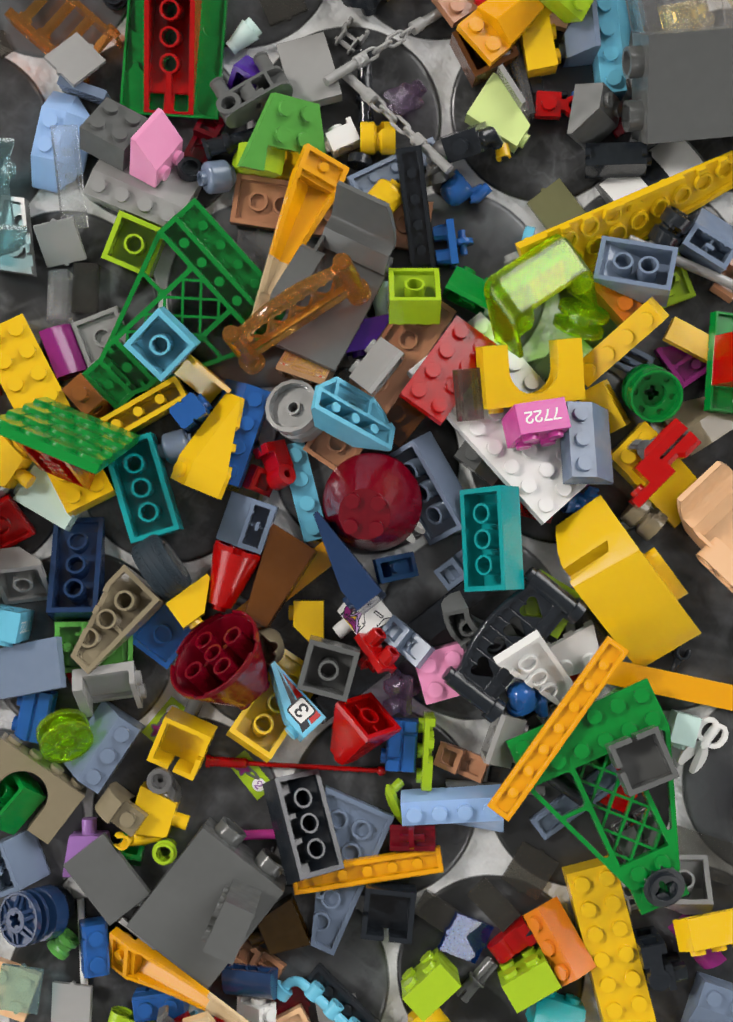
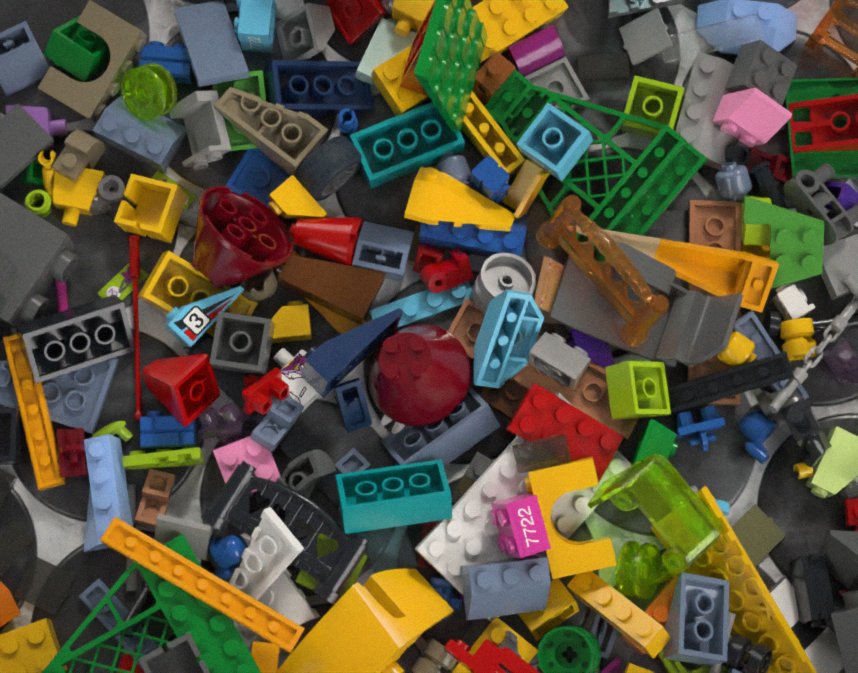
camera: 75 degrees right, 10 degrees down
(59, 297) = (590, 42): clear brick -> none
(75, 59) = (829, 31): light grey piece -> none
(84, 91) = (801, 42): sand blue tile -> none
(118, 544) = (347, 123): none -> blue pin
(538, 547) = (390, 549): none -> clear light blue piece

